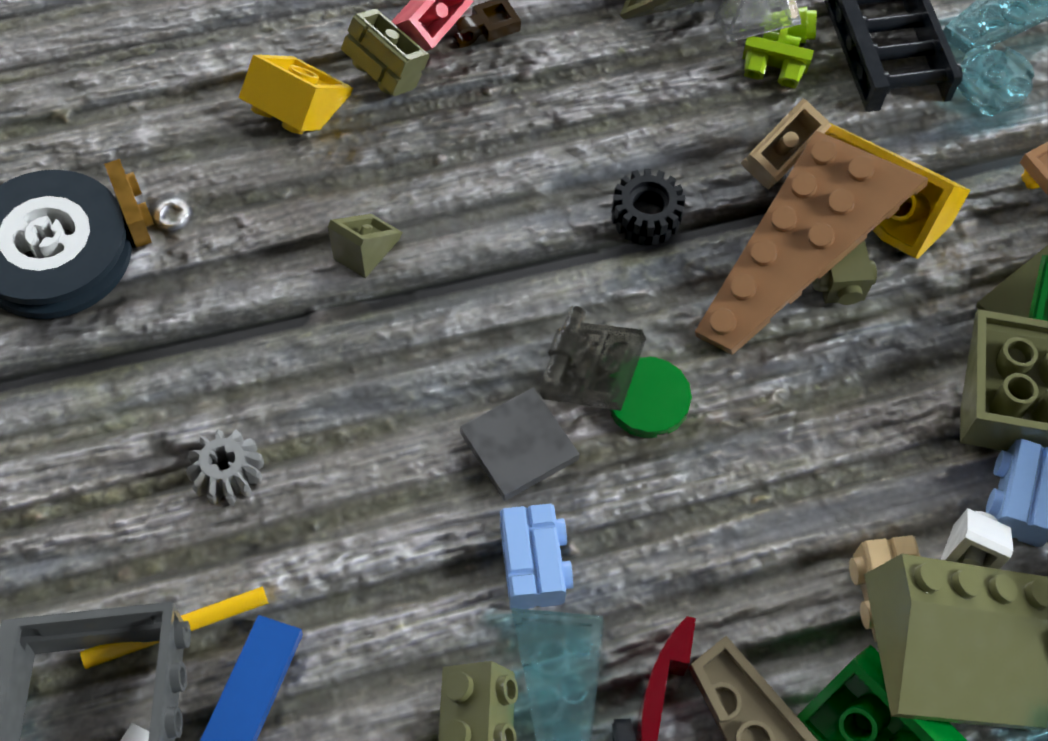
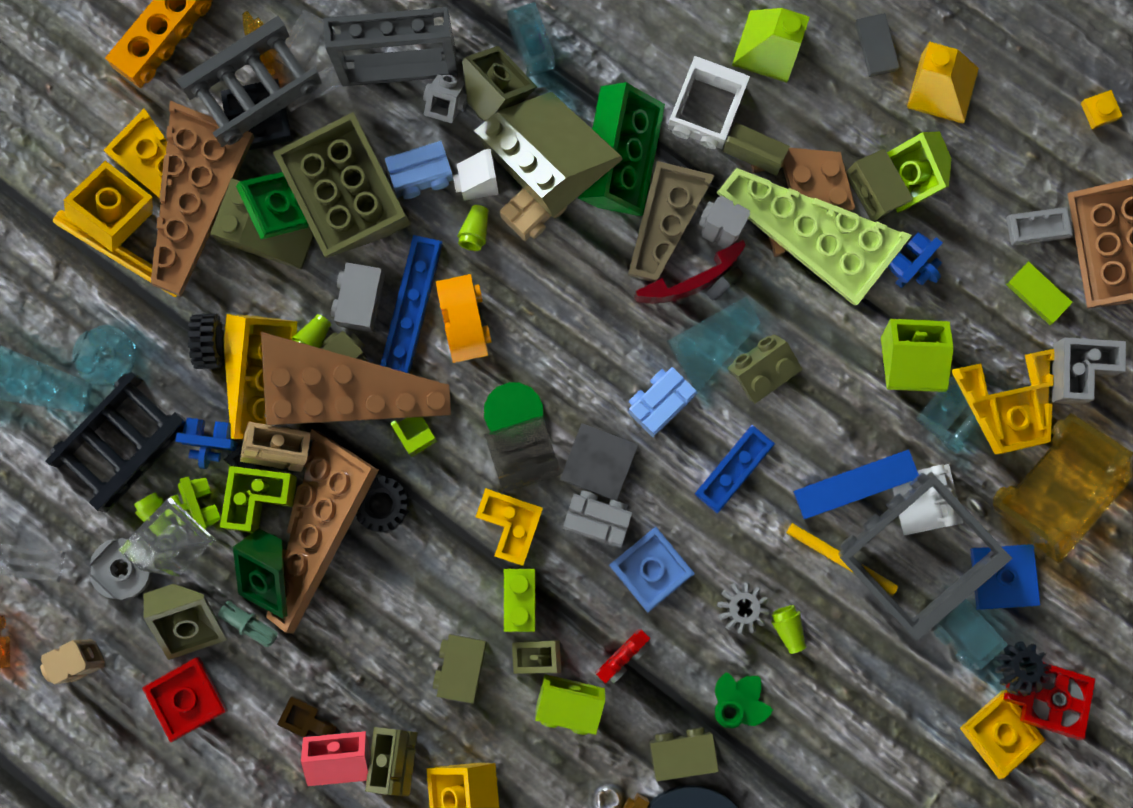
camera: 125 degrees left, 20 degrees up
(138, 400) = (743, 698): none -> green plate
(139, 297) = (683, 755): none -> olive brick
(158, 501) = (790, 628): none -> lime cone
(288, 304) = (614, 666): none -> red piece
(289, 227) = (570, 705): none -> lime brick
(354, 412) = (651, 569): none -> medium blue tile
(386, 587) = (734, 469): none -> blue tile
(418, 166) = (460, 668): none -> olive brick
(437, 257) = (519, 600): none -> lime brick
(455, 390) = (597, 520): none -> light grey brick
(521, 316) = (519, 524): none -> yellow plate
(620, 32) = (247, 624): none -> sand green axle
(664, 66) = (261, 571): none -> dark green slope
(677, 145) = (319, 520): none -> medium nougat wing
(700, 279) = (414, 434): none -> lime panel
(749, 100) = (247, 492): none -> lime brick
(816, 417) = (462, 318): none -> light orange brick
(834, 99) = (193, 436): none -> blue hips
(856, 380) = (411, 304): none -> blue tile
(887, 253) = (313, 332): none -> lime cone
(902, 324) = (358, 297): none -> light grey brick
(908, 503) = (474, 229): none -> lime cone
(960, 143) = (206, 341): none -> black tyre

